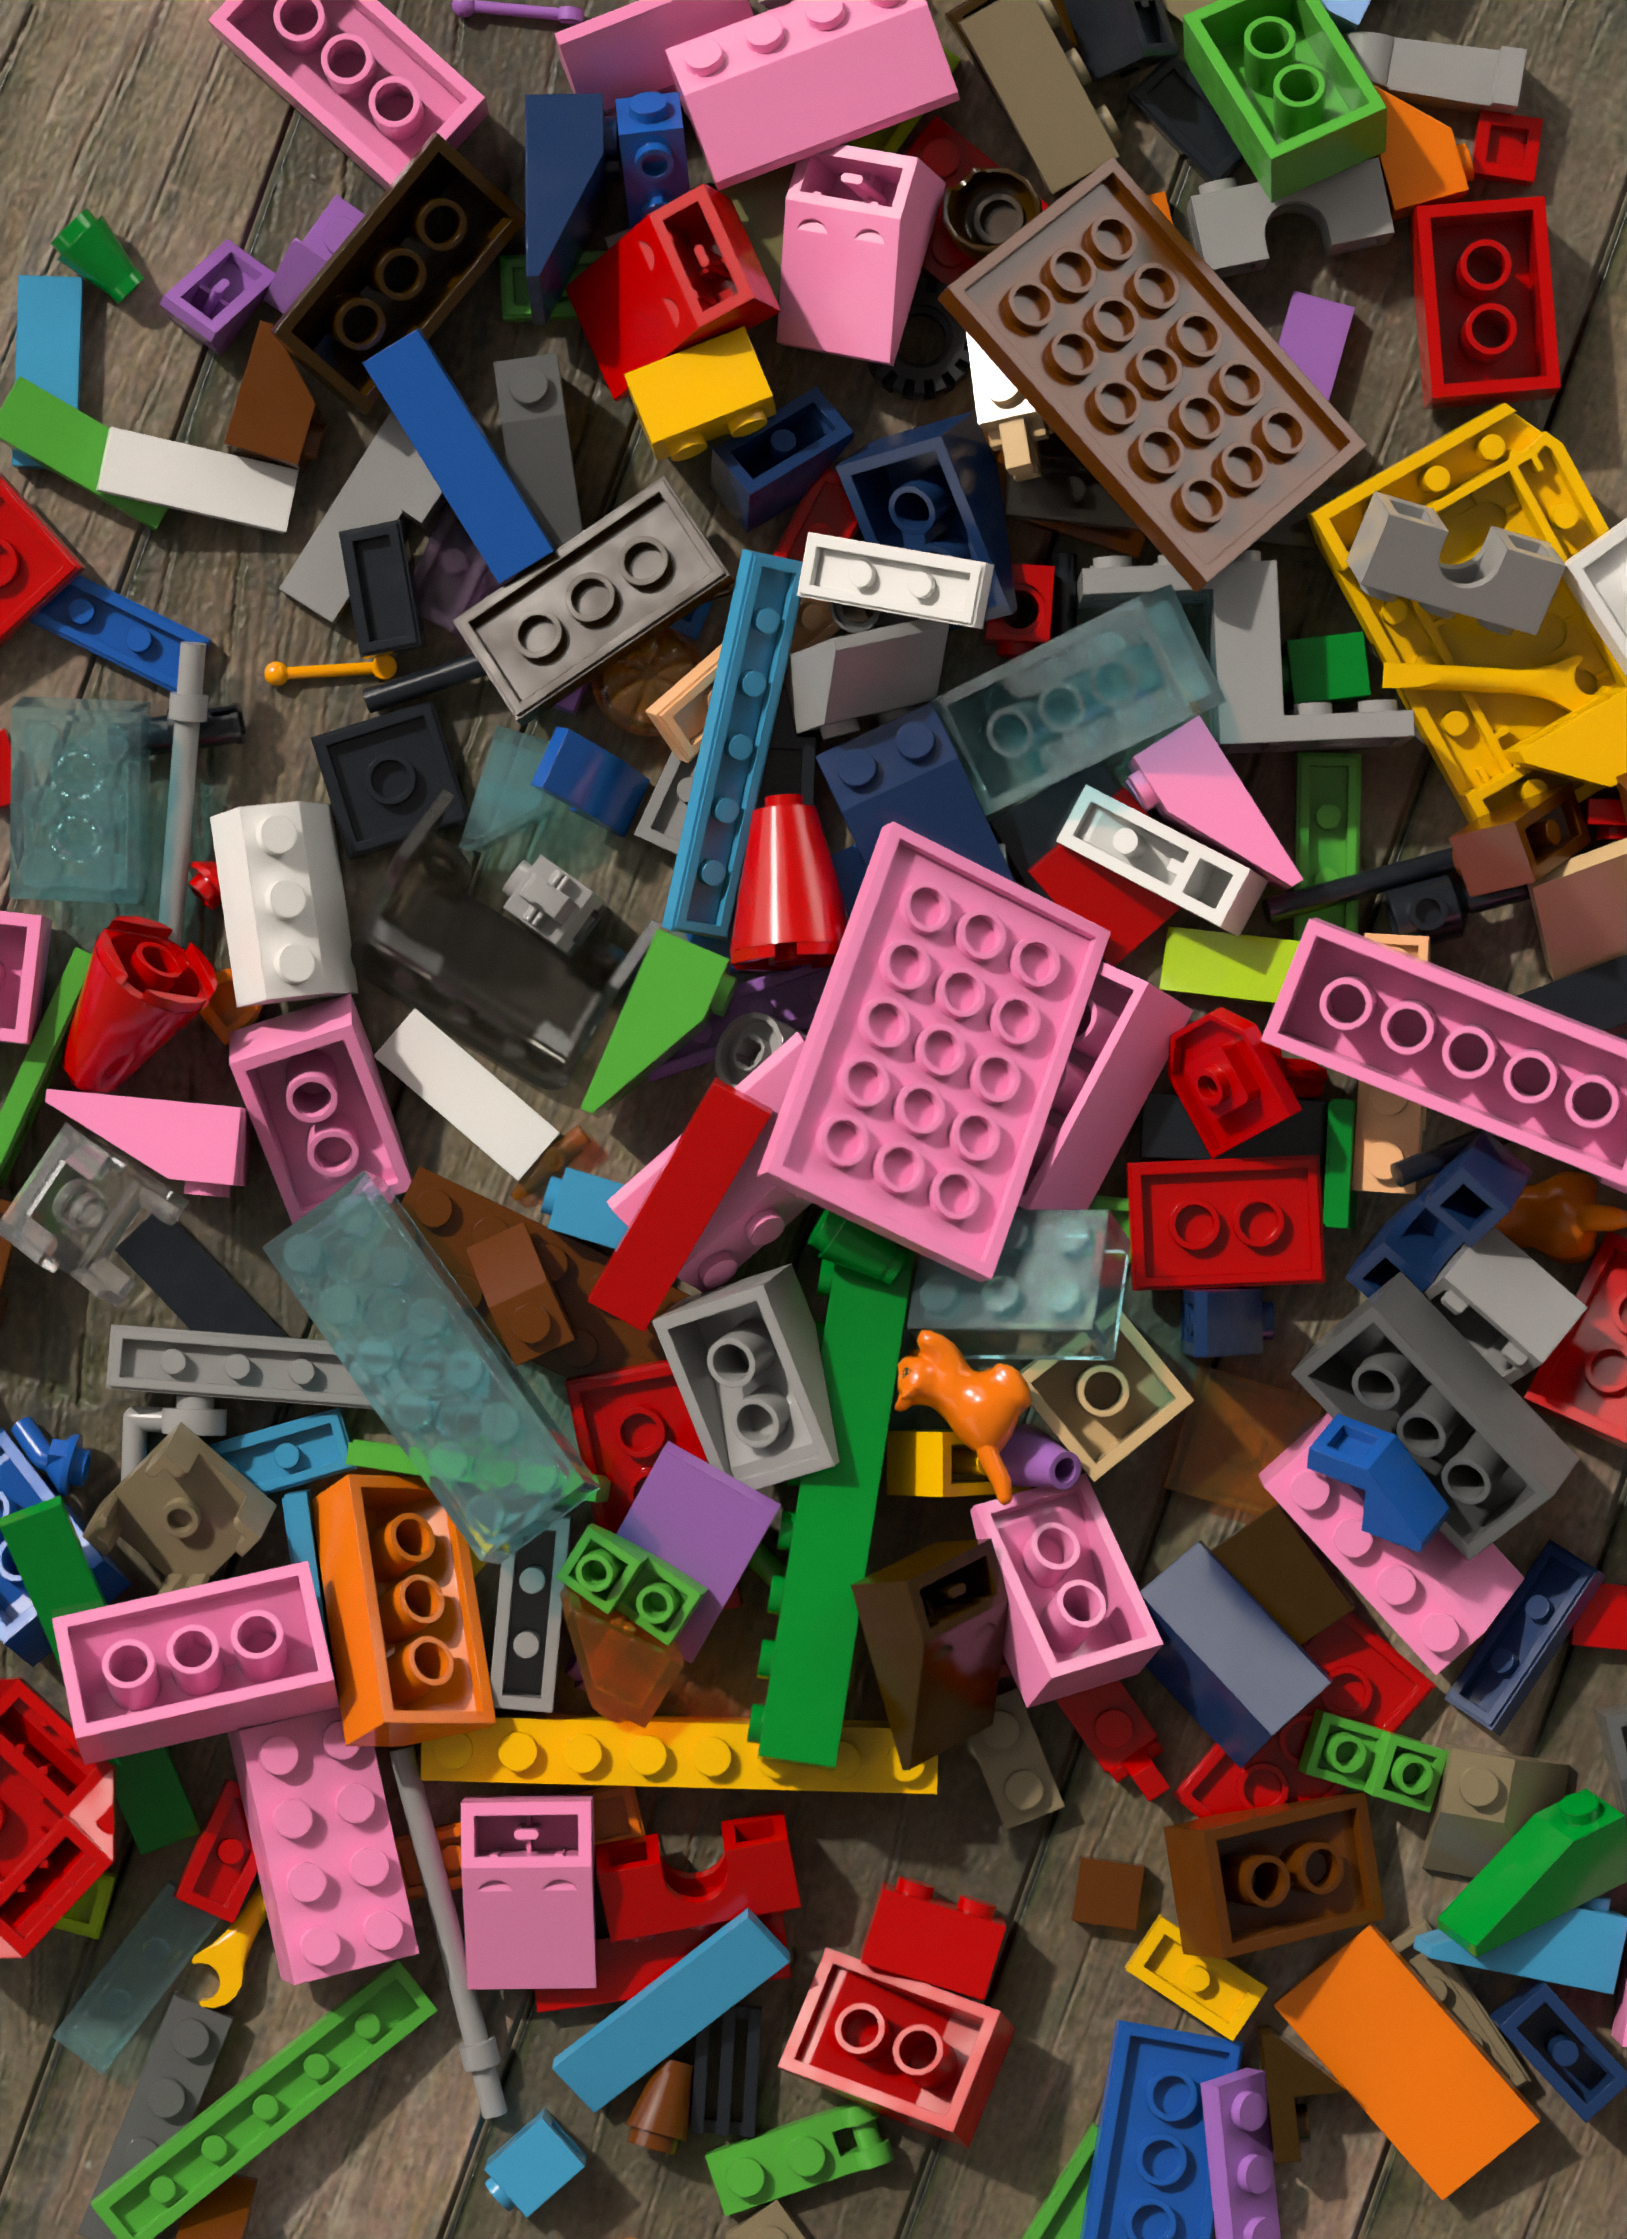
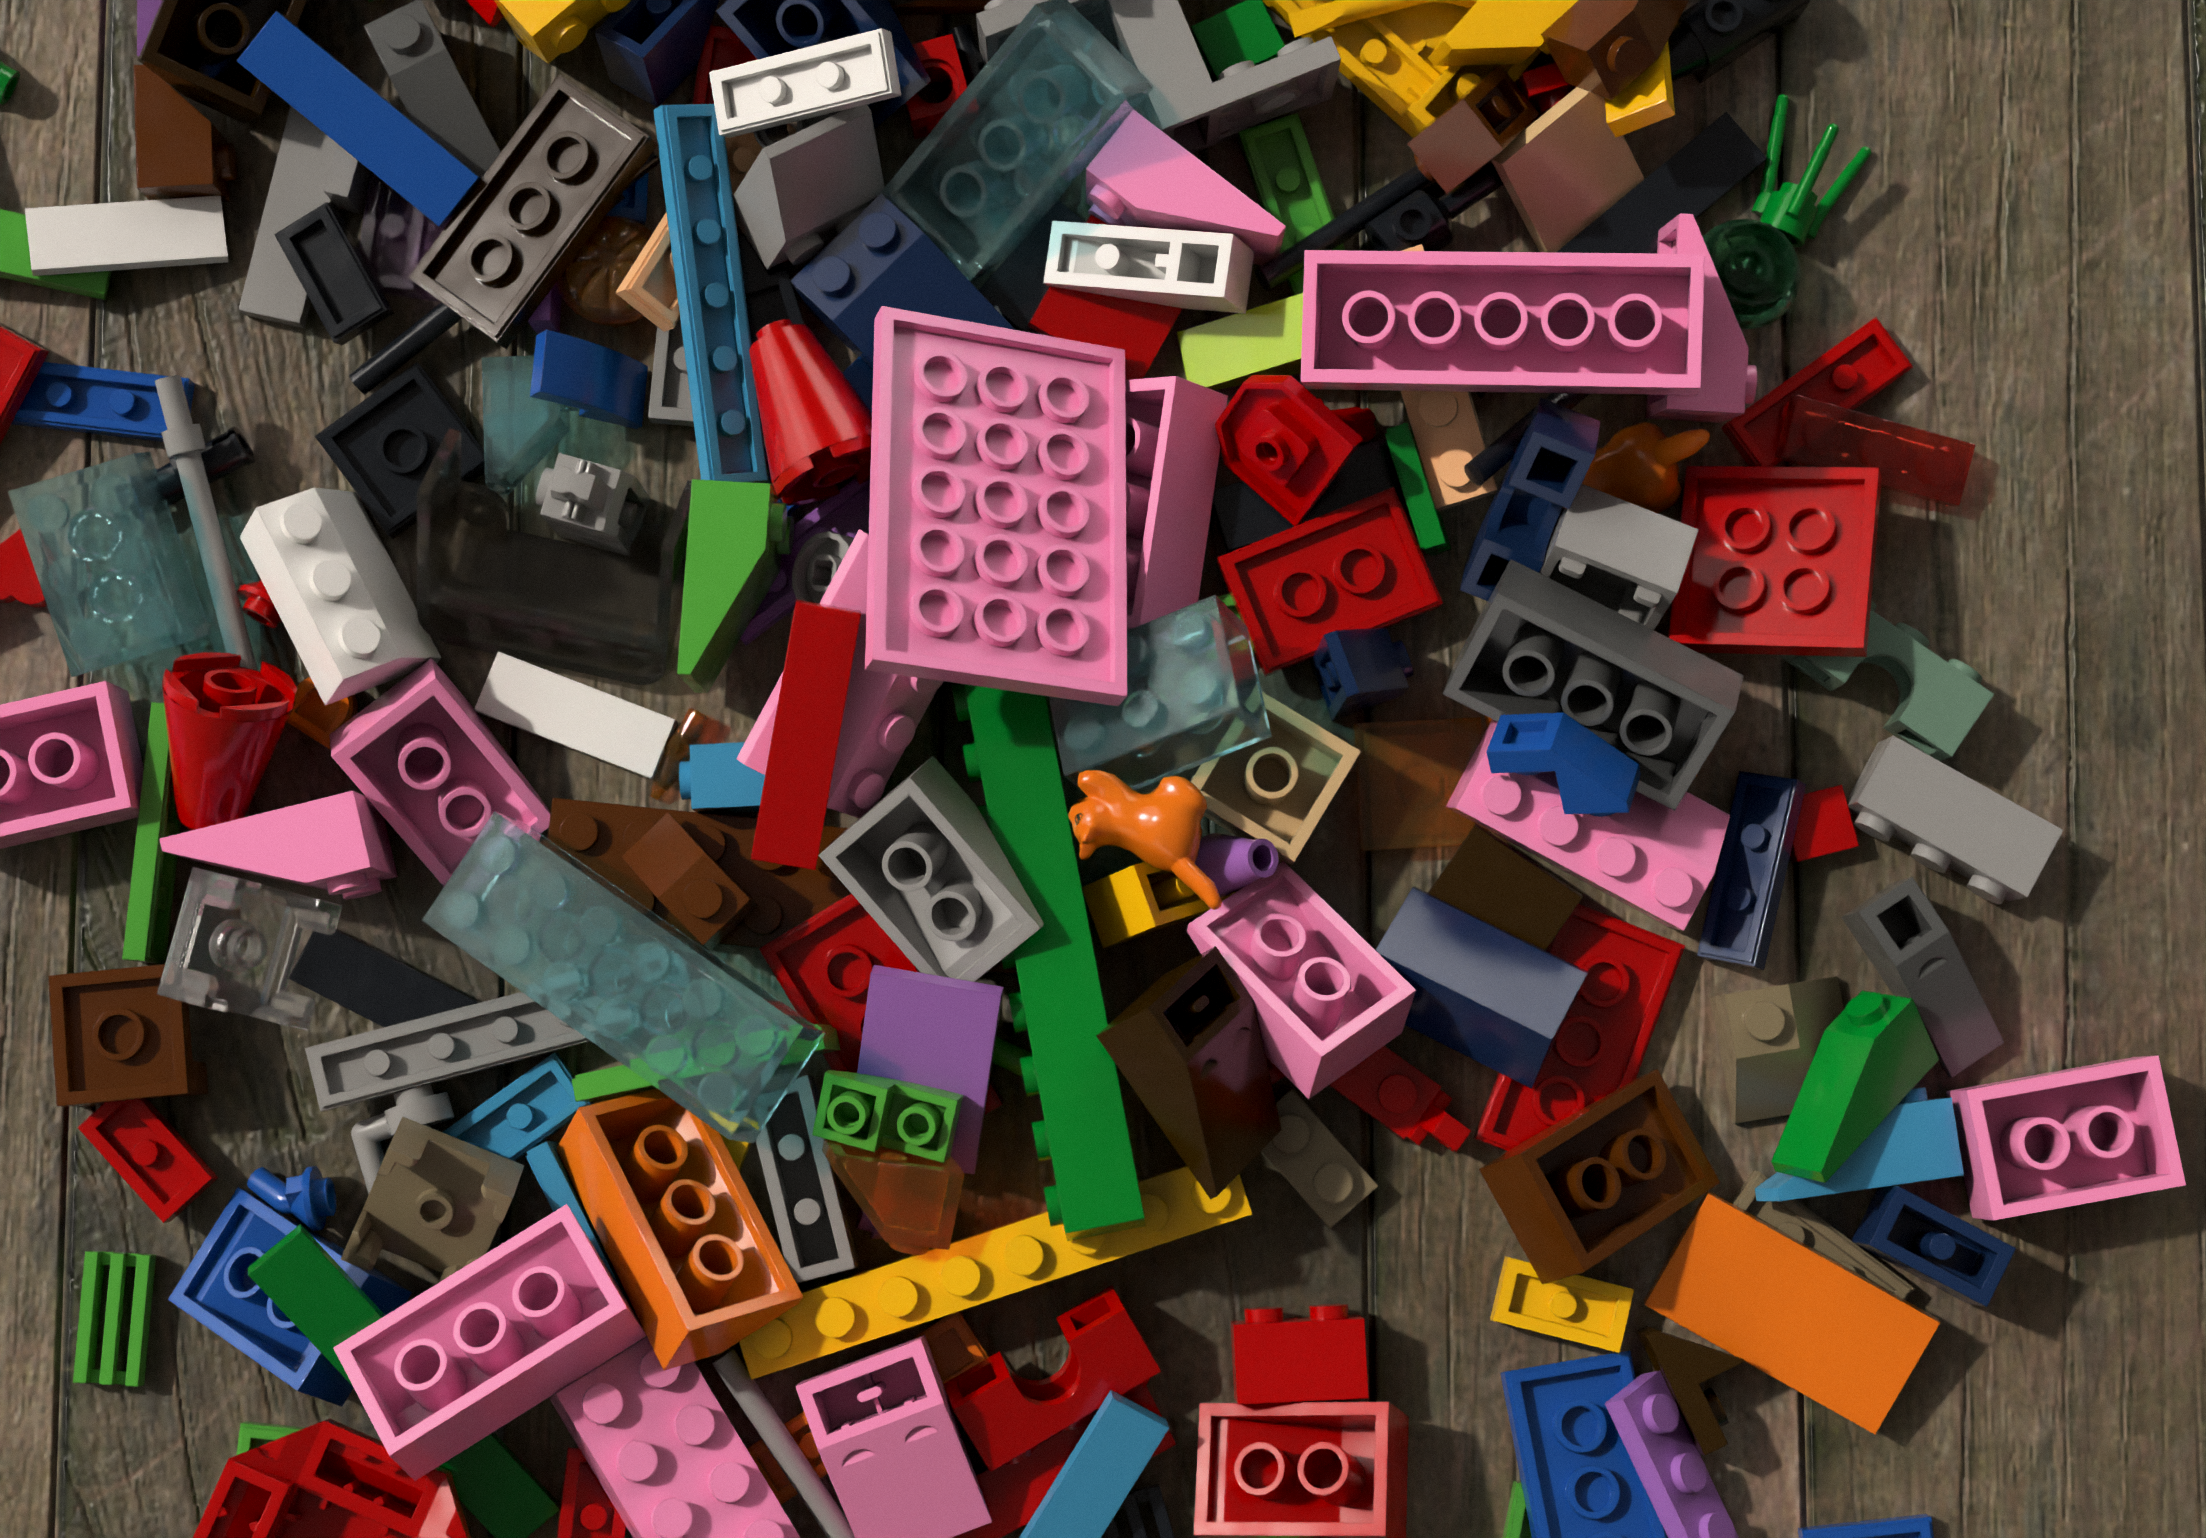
camera: 20 degrees left, 5 degrees down
(218, 296) = (89, 66): medium lavender slope -> none
(382, 667) = (361, 350): light orange hinge -> none
(857, 1247) = (989, 714): green cone -> none
(1107, 1892) = (1448, 1254): reddish brown tile -> none
(1373, 1760) = (1653, 1035): bright green slope -> none

